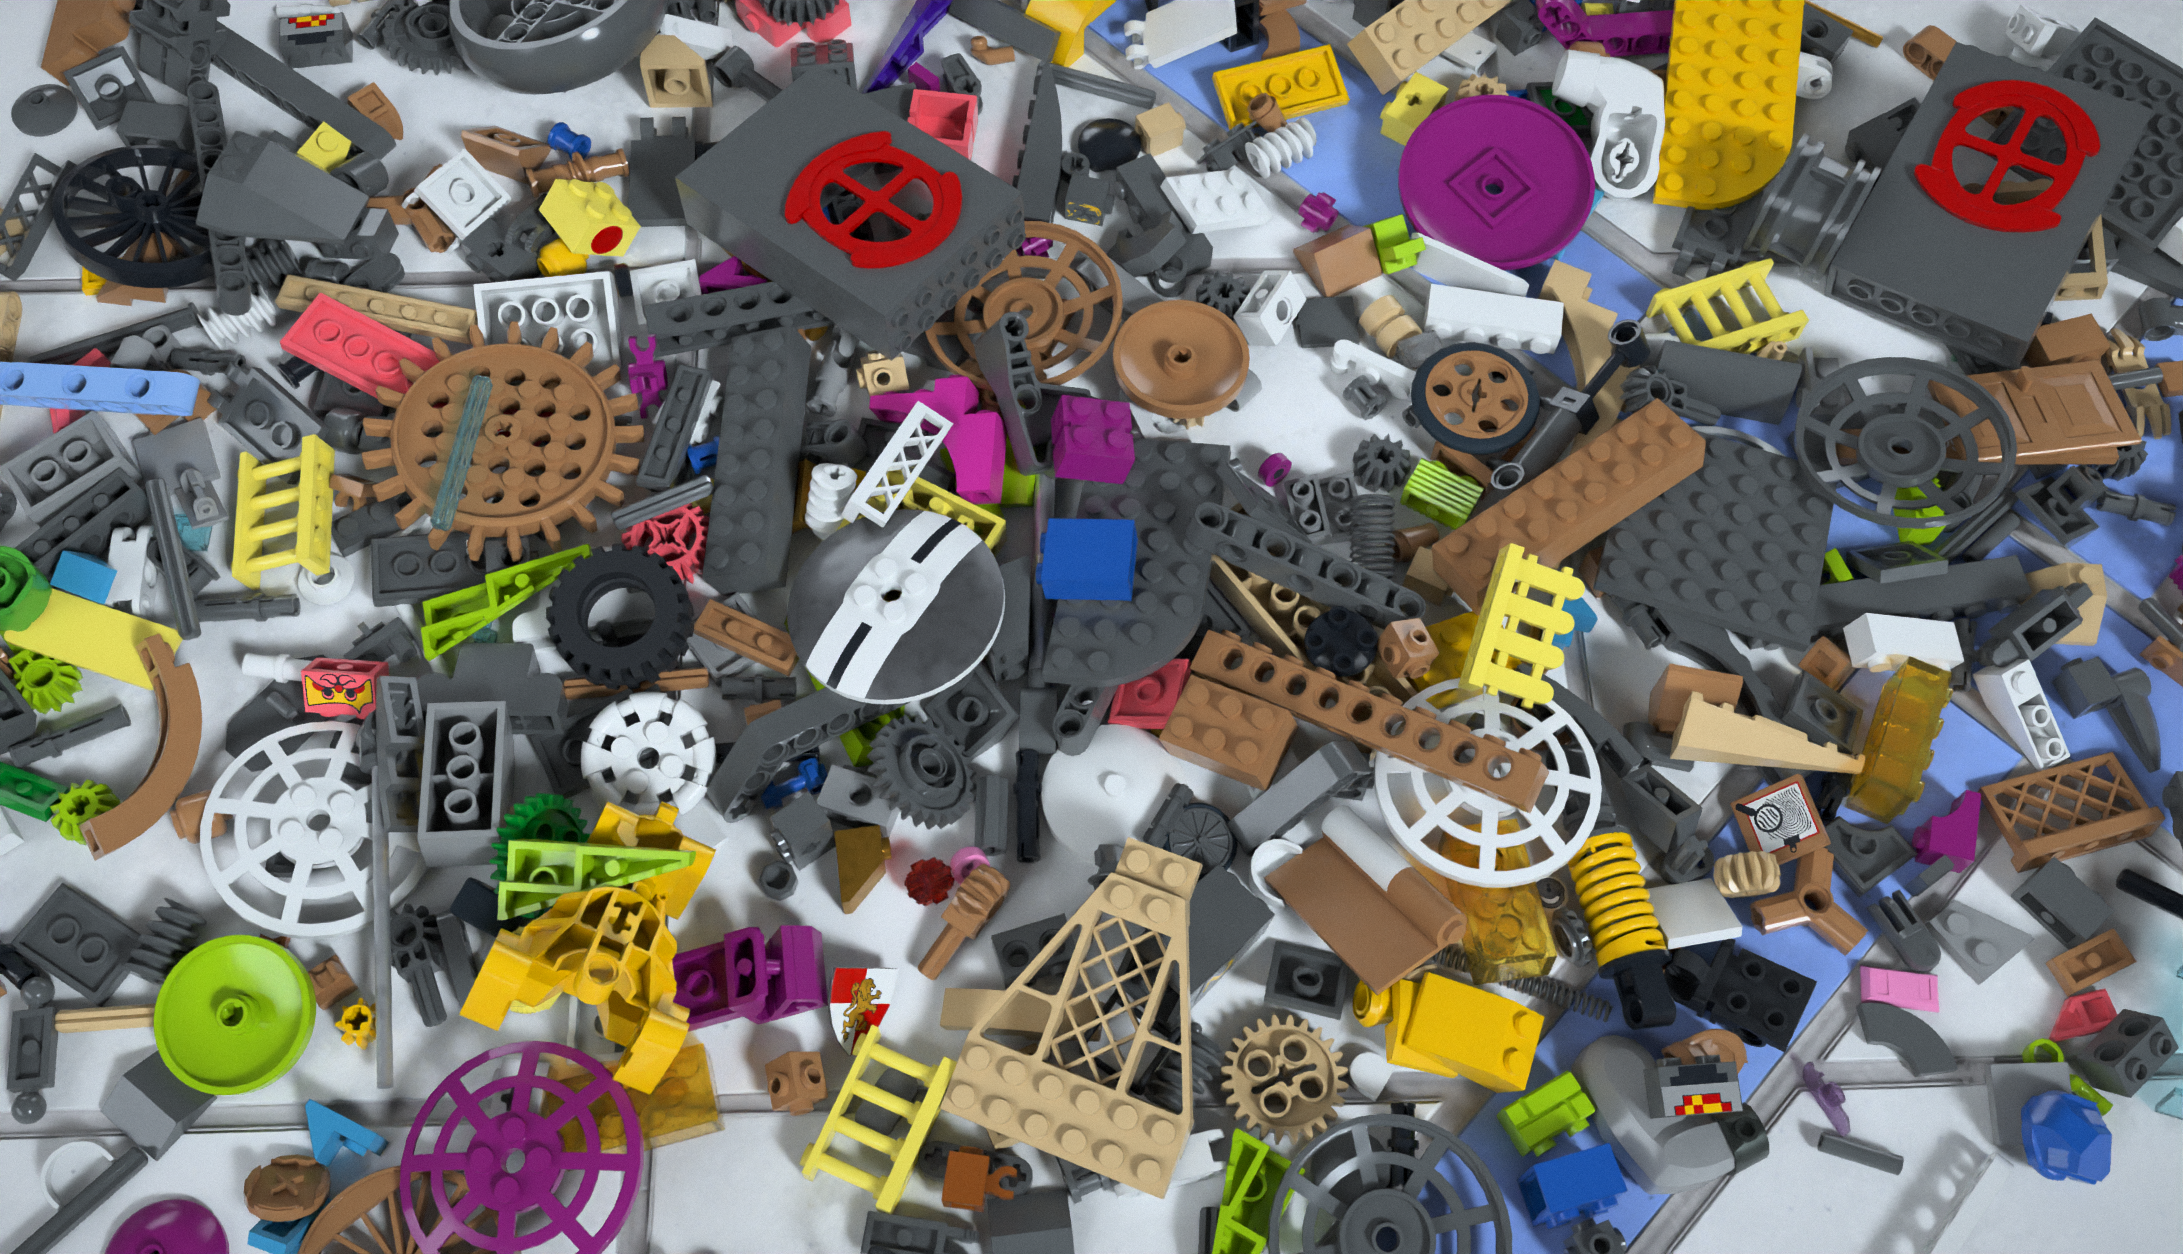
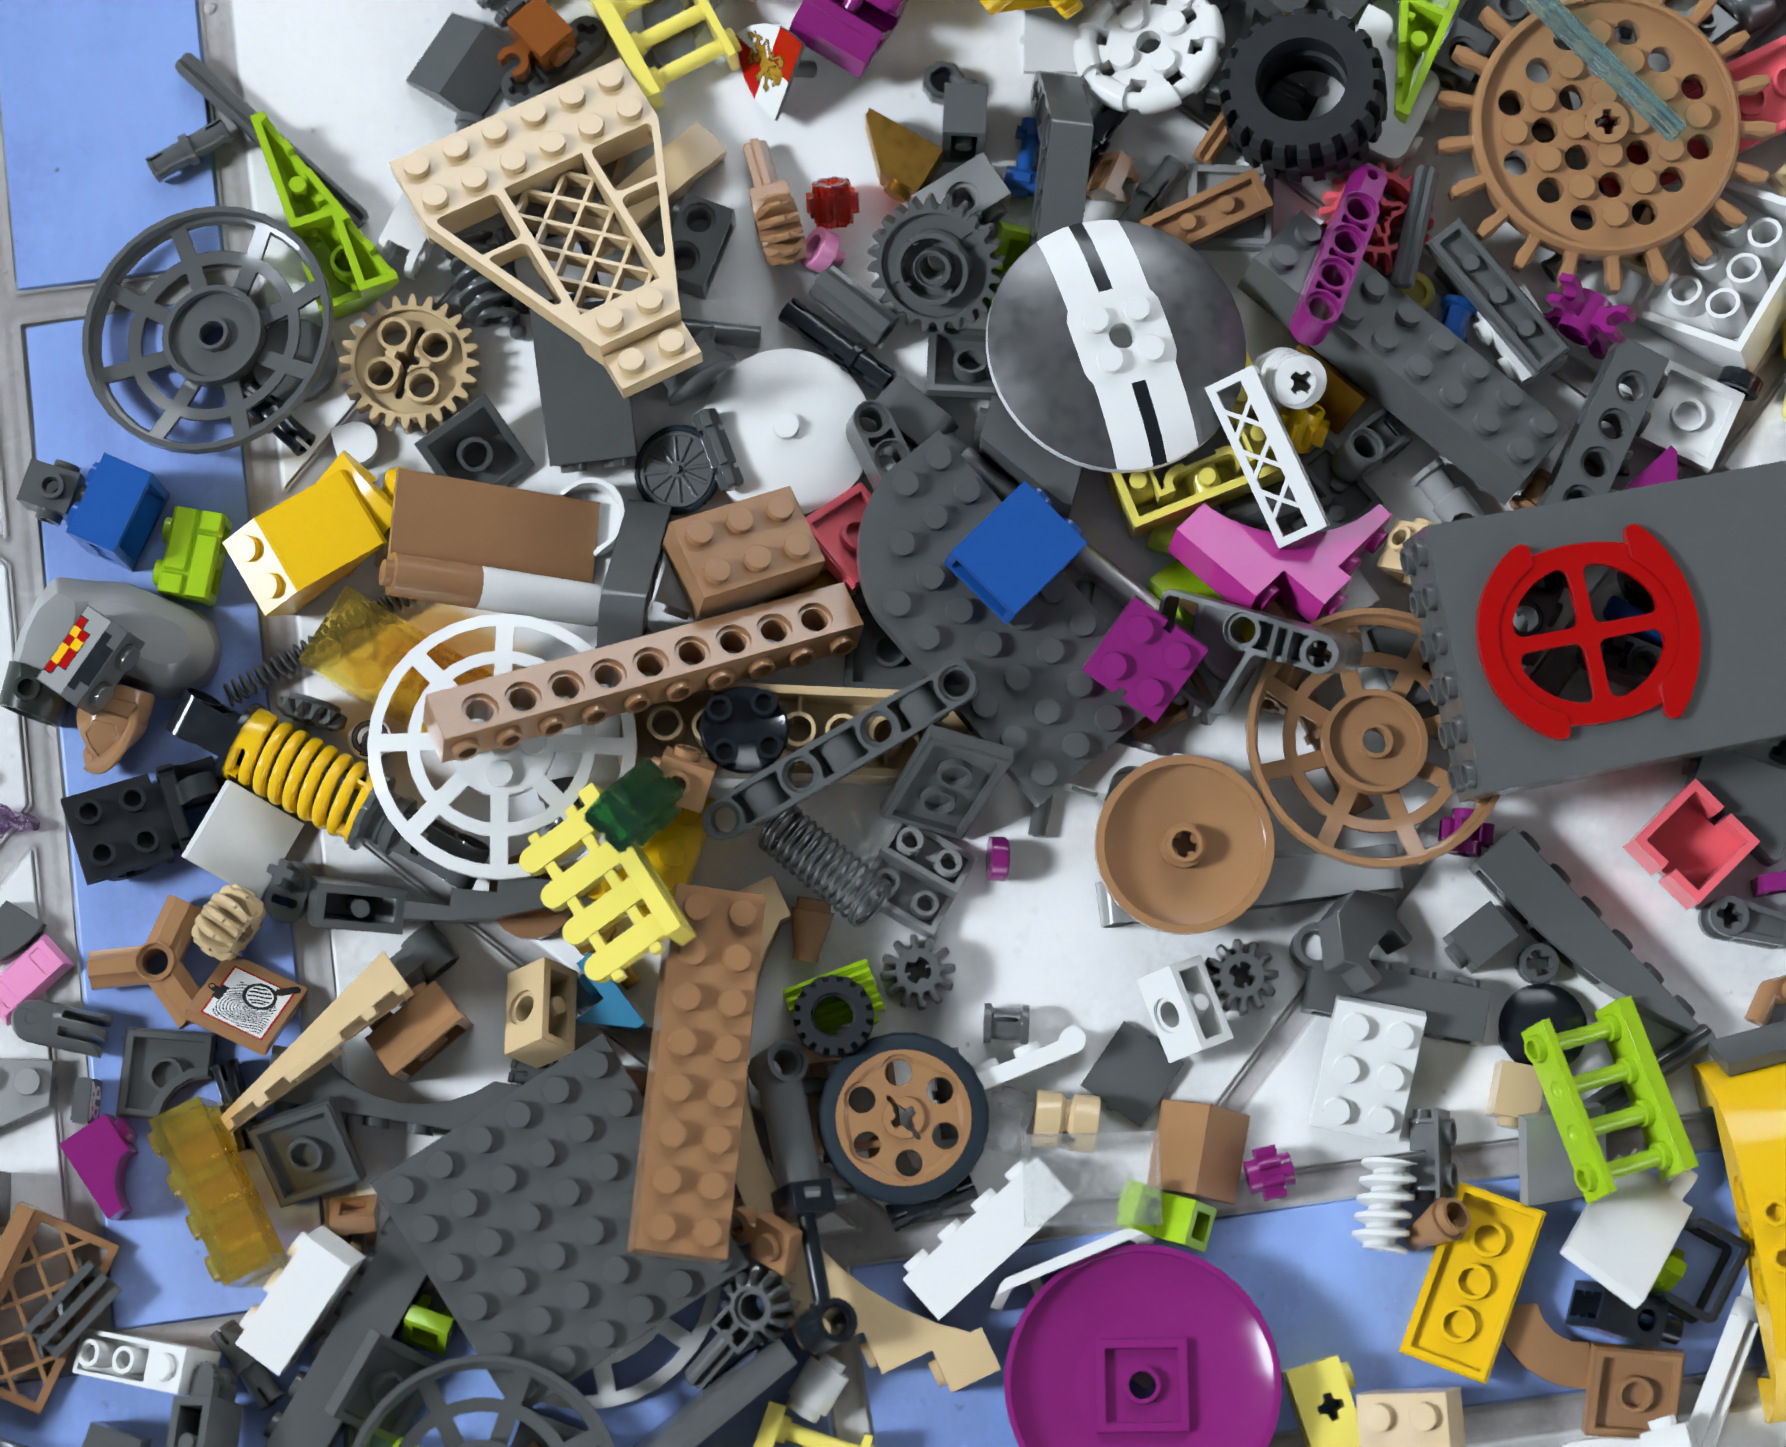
camera: 130 degrees right, 15 degrees up
(726, 513) = (1338, 256): none -> magenta piece
(1076, 883) = (727, 332): none -> dark grey piece
(1109, 56) = (1644, 1085): none -> lime fence
(1174, 84) = (1543, 1159): none -> light grey tile
(1416, 273) = (1092, 1179): none -> clear tile
(1462, 454) = (833, 987): none -> black tyre
(1462, 636) = (635, 807): none -> clear green brick
(1596, 641) = (540, 1013): none -> tan brick
(1611, 406) = (772, 1238): none -> medium nougat plate
(2041, 773) = (44, 1338): none -> dark grey tile

